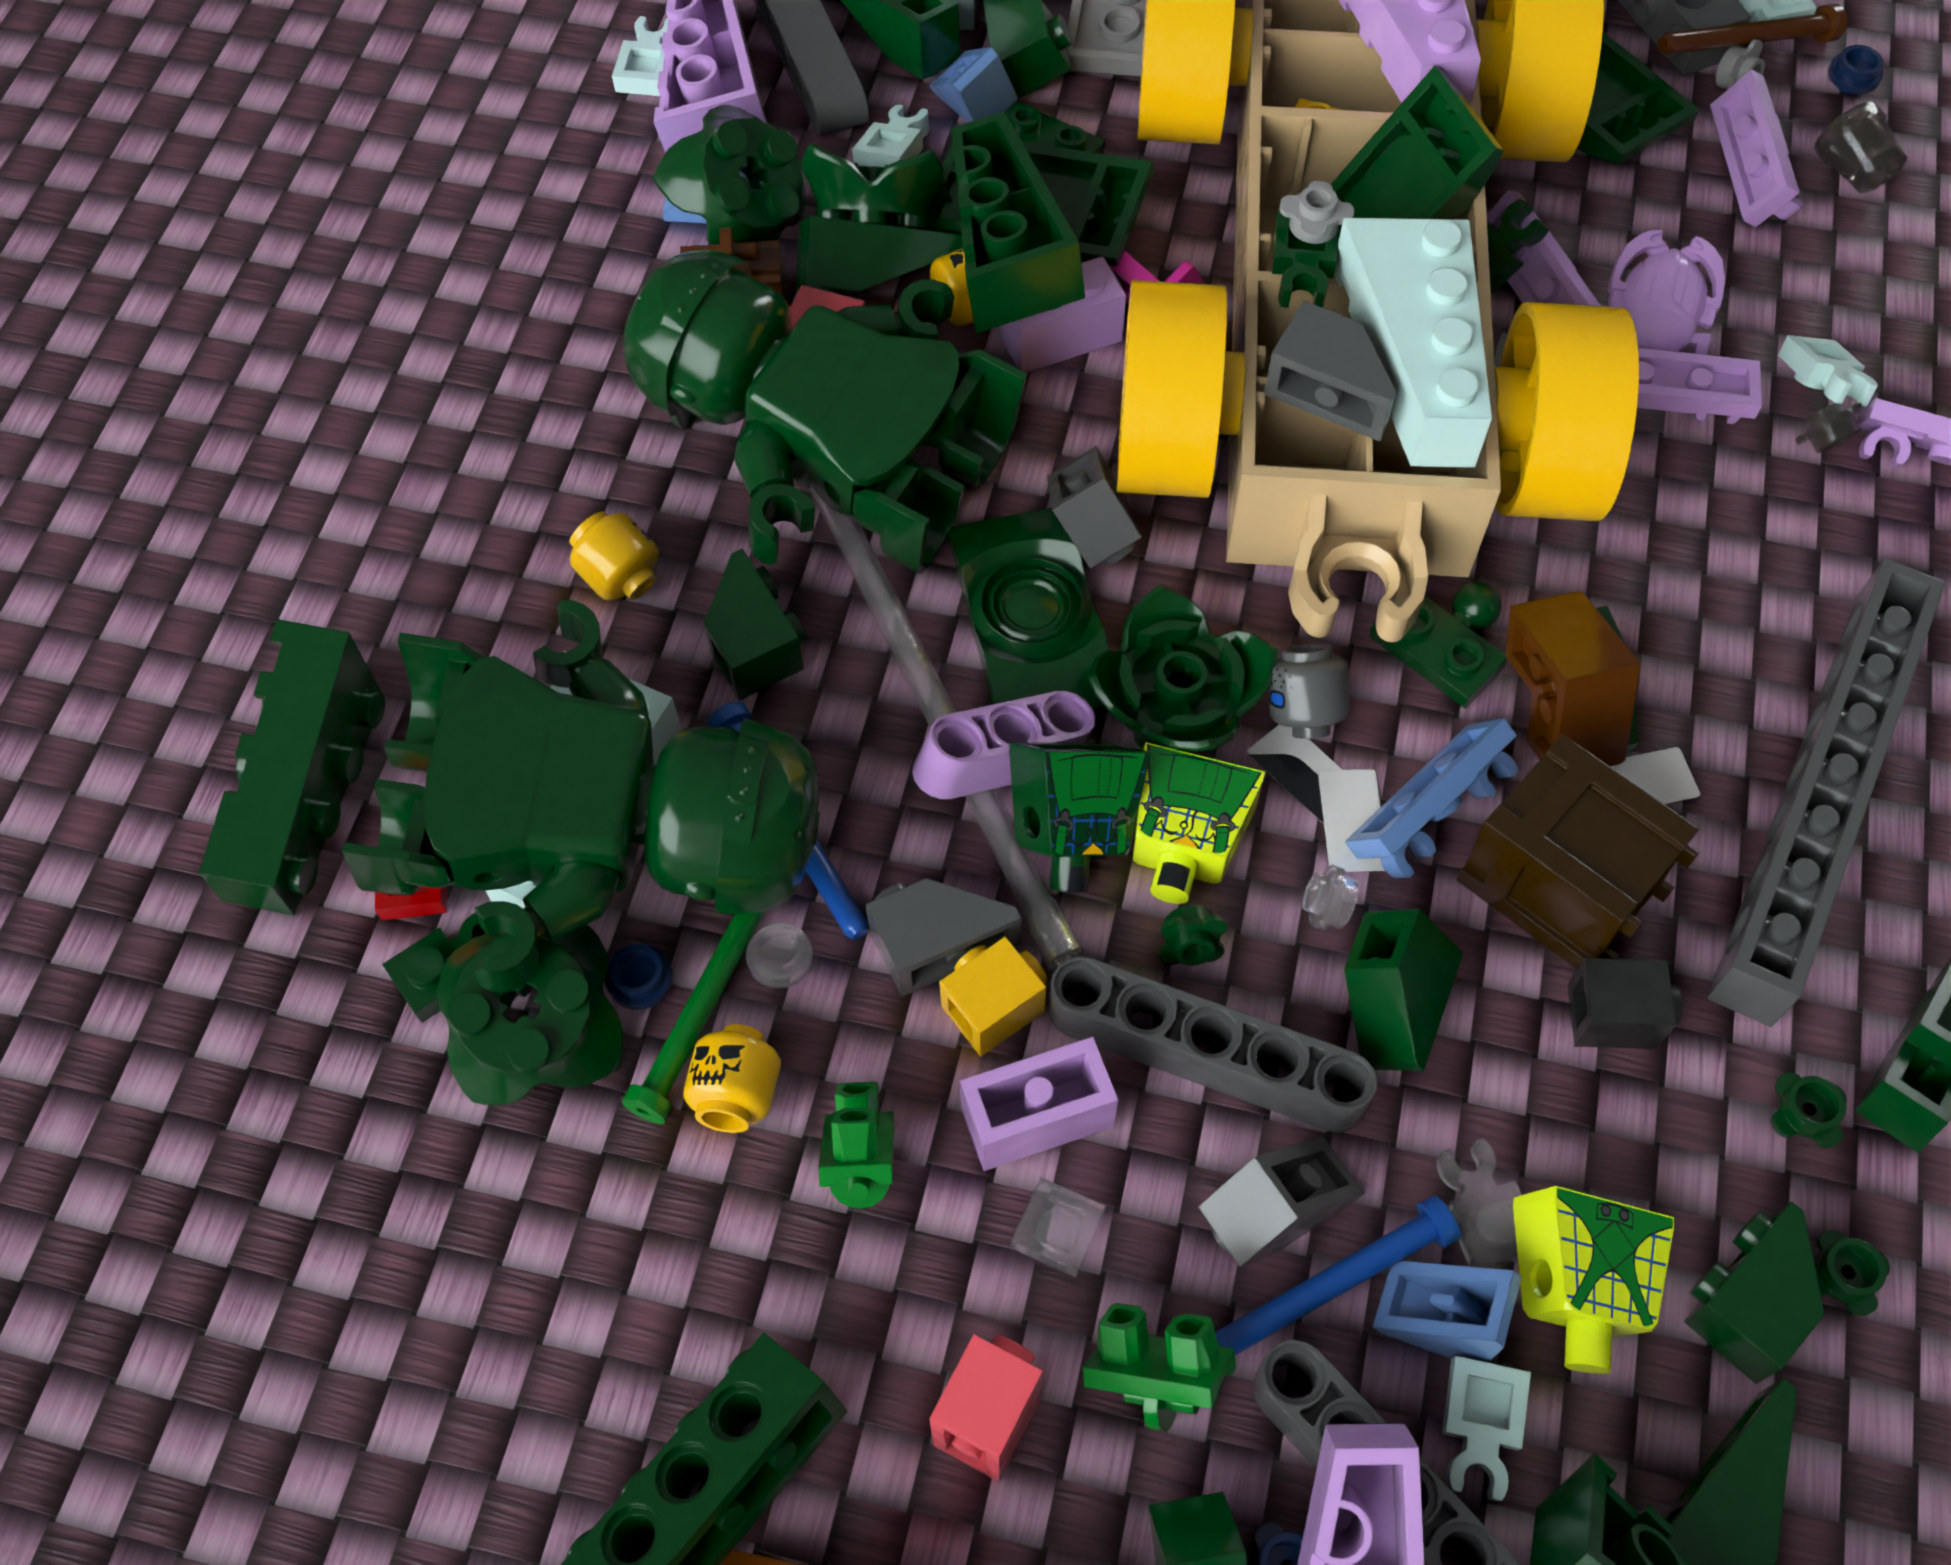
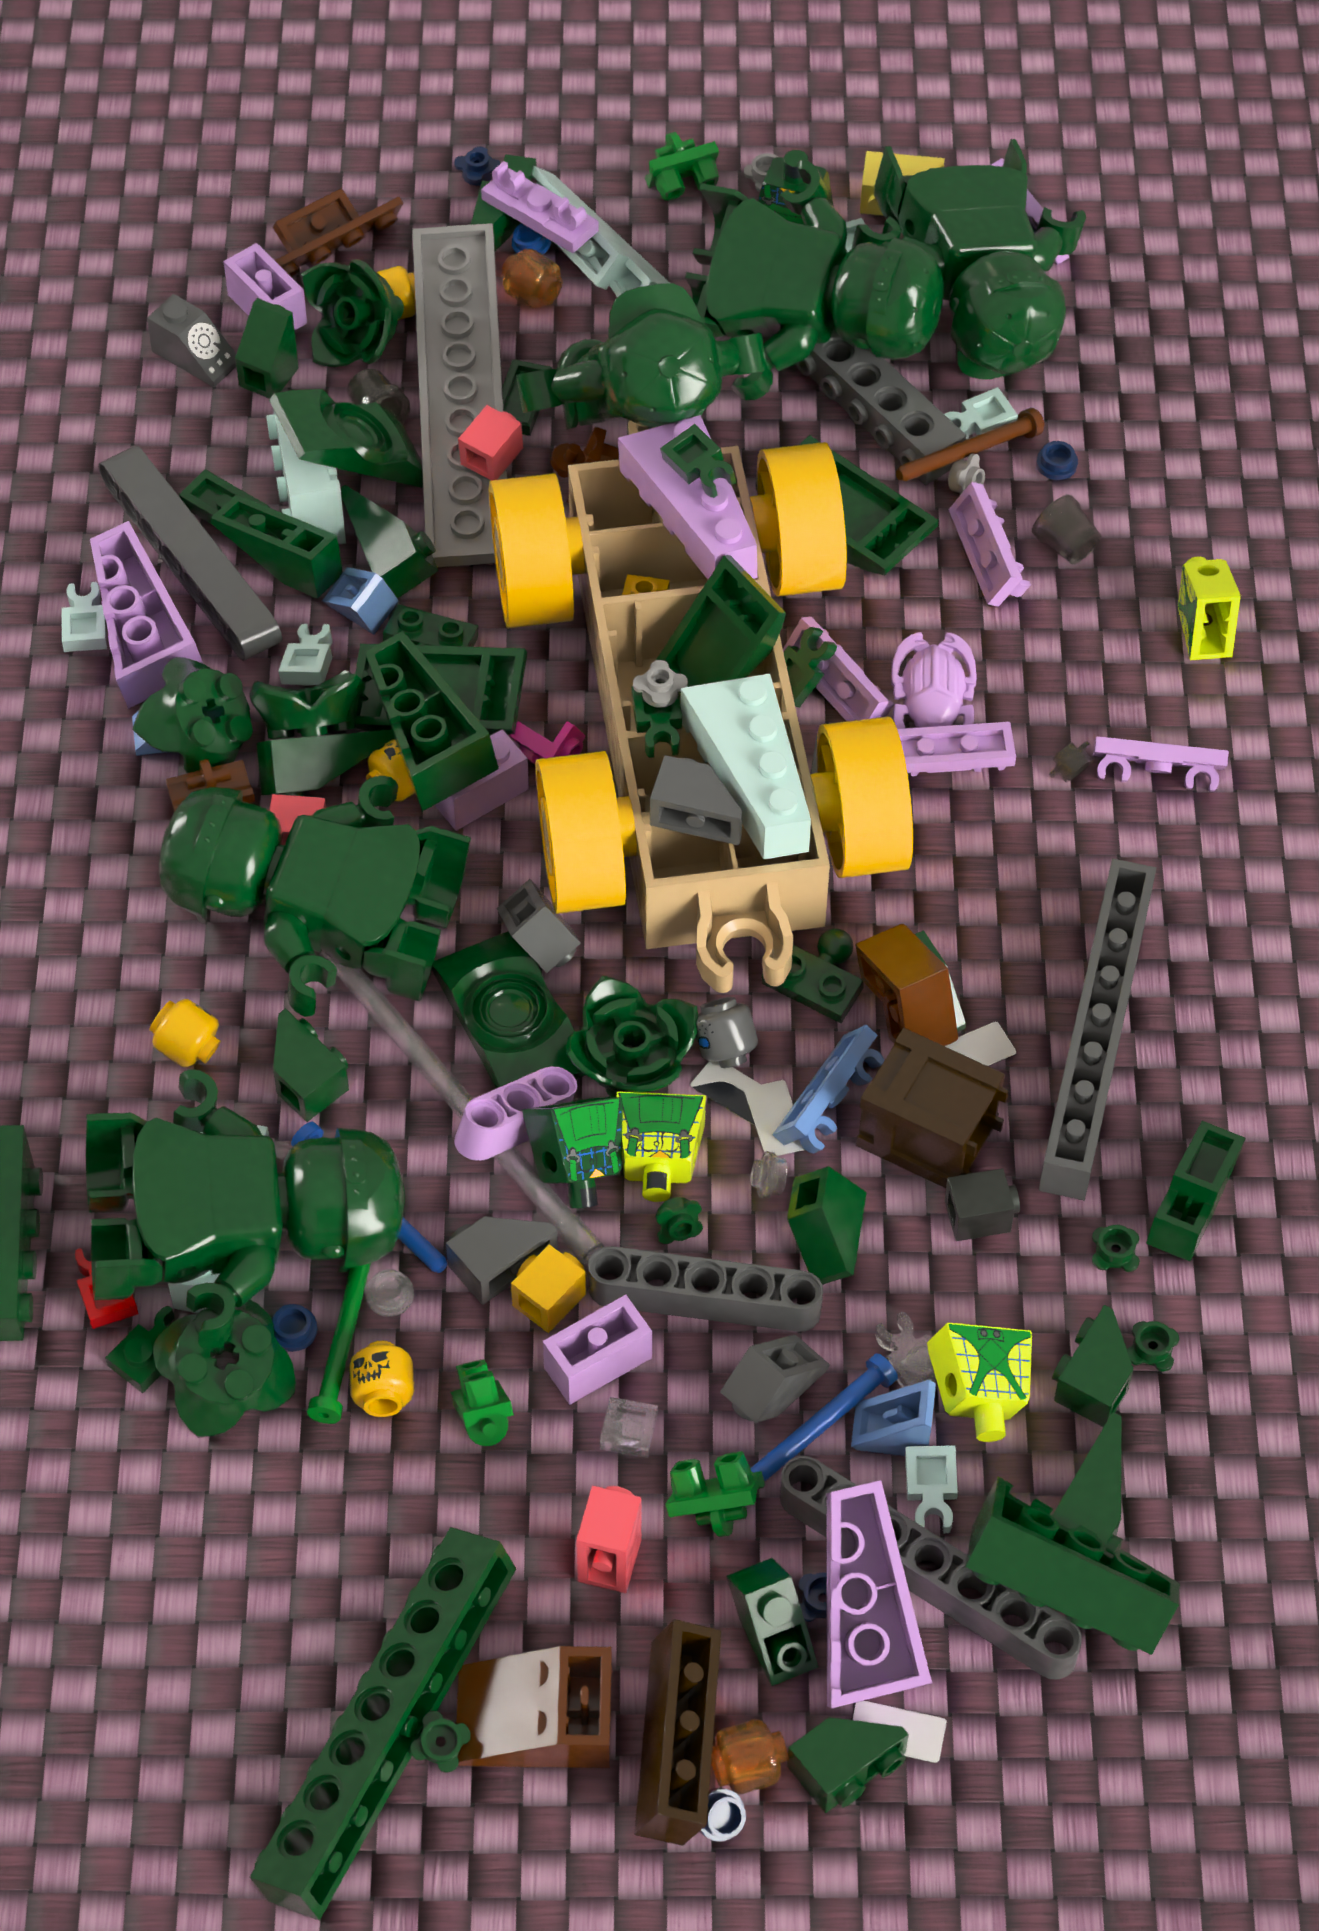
camera: 15 degrees left, 5 degrees down
(1827, 367) = (1062, 714): light aqua plate -> none

